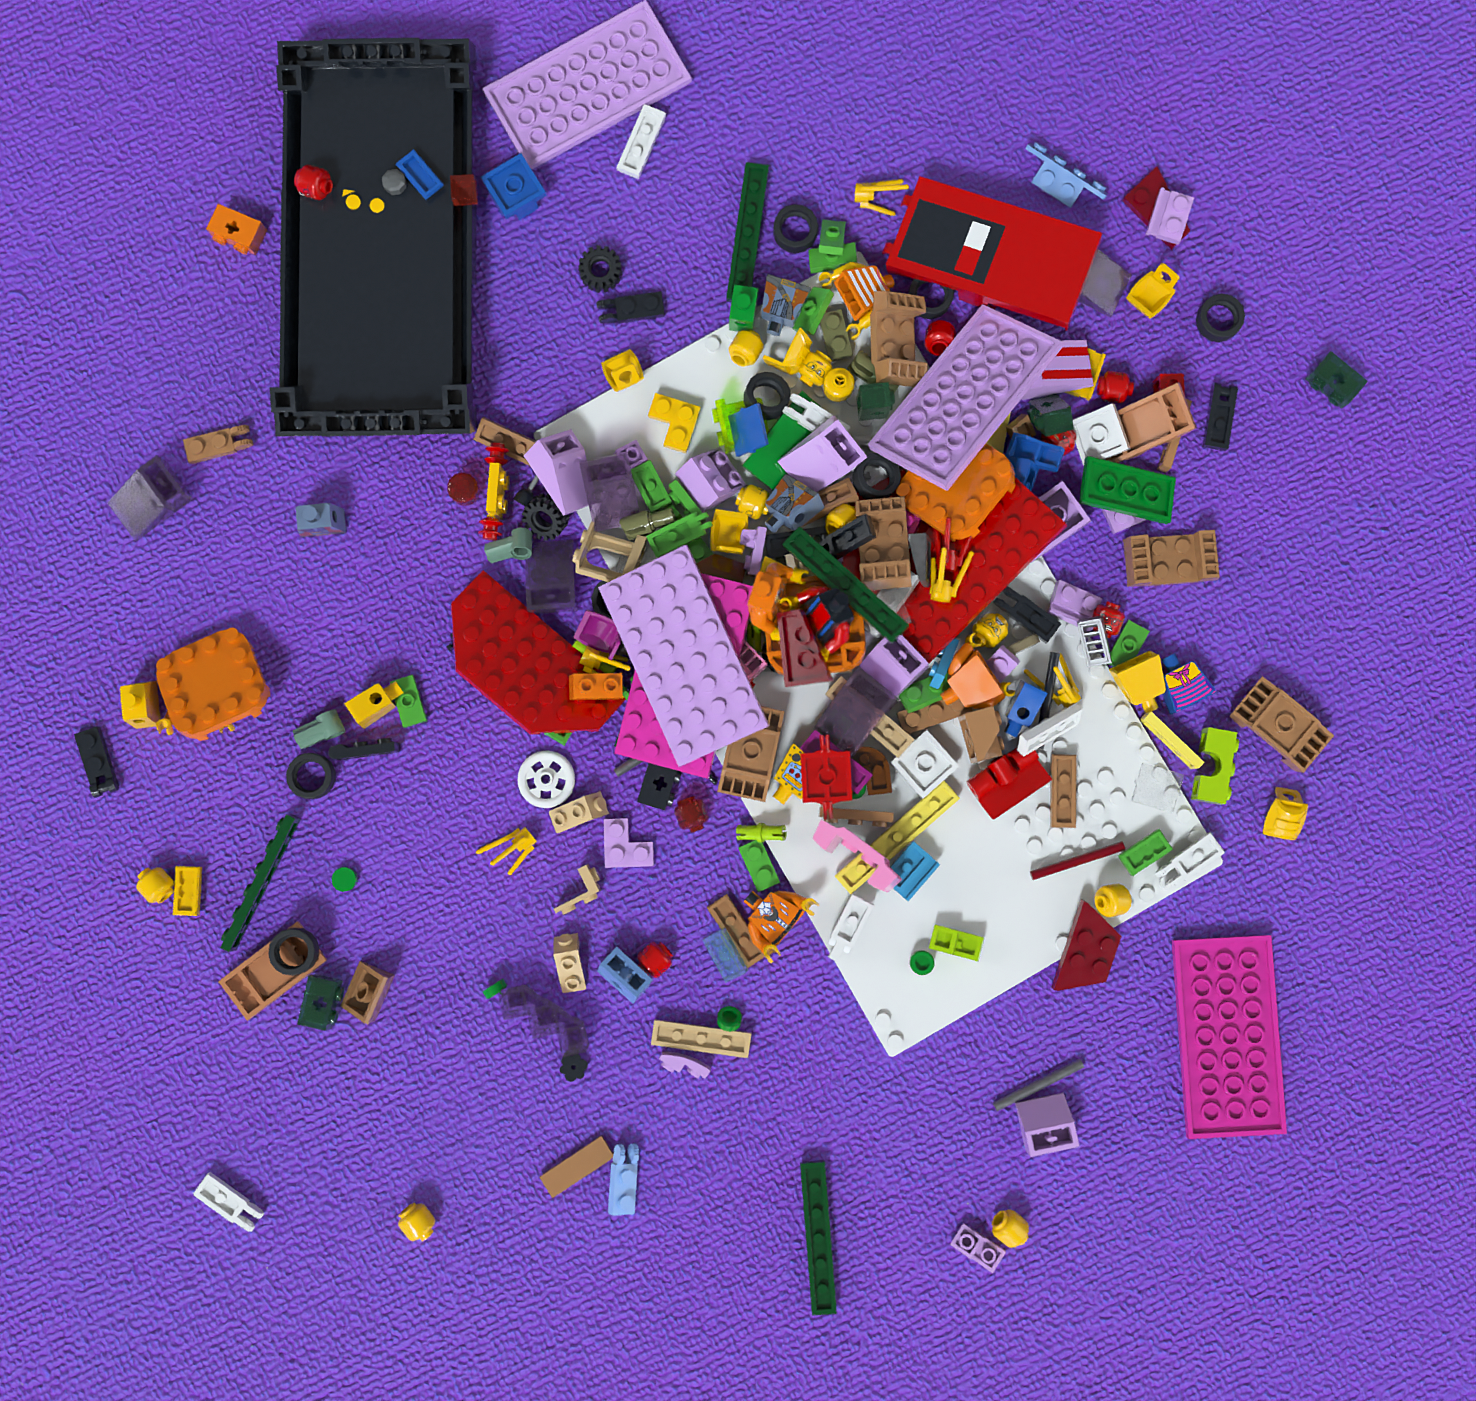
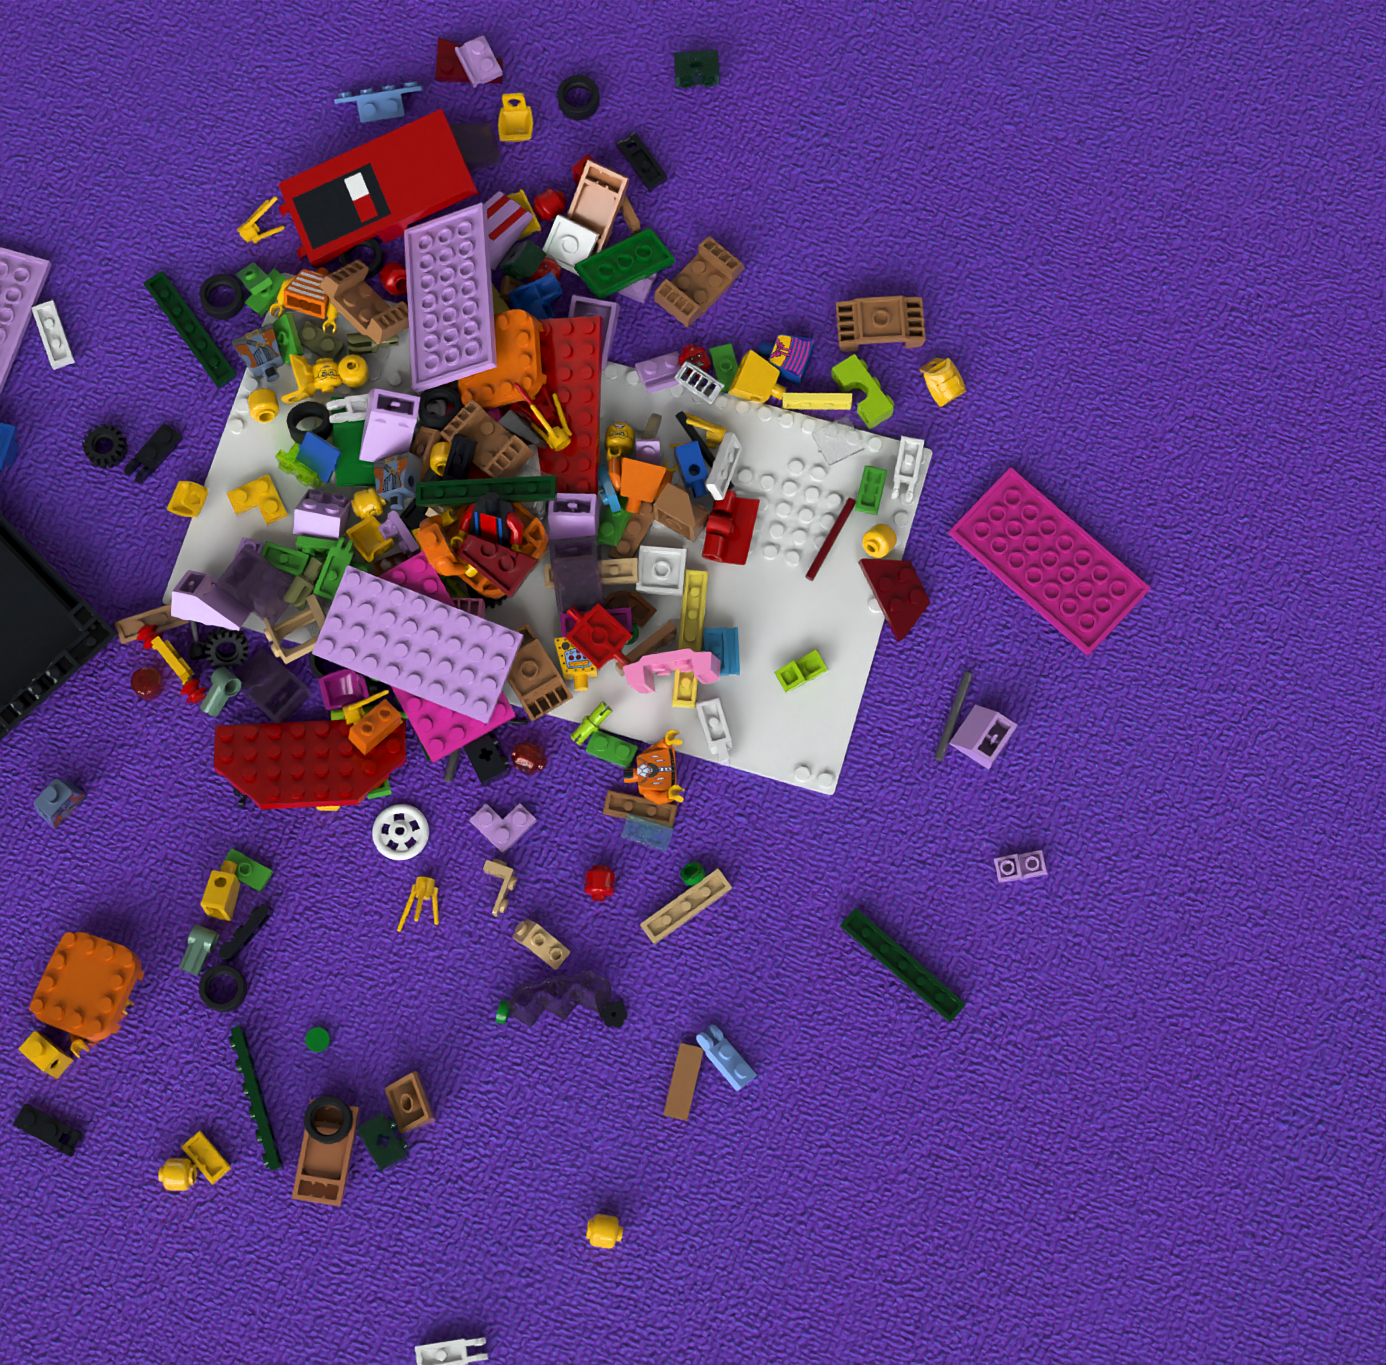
camera: 40 degrees left, 10 degrees down
(578, 812) = (445, 831): tan bracket -> none
(624, 975) = (588, 911): medium blue brick -> none
(676, 1061) = (683, 938): lavender slope -> none
(743, 308) = (235, 378): green torso -> none
(874, 401) = (389, 359): clear green brick -> none
(921, 962) = (790, 707): green tile -> none
(1010, 1228) = (1028, 830): yellow head -> none
(1029, 615) = (635, 406): black hinge -> none
(1063, 791) = (775, 501): medium nougat tile -> none

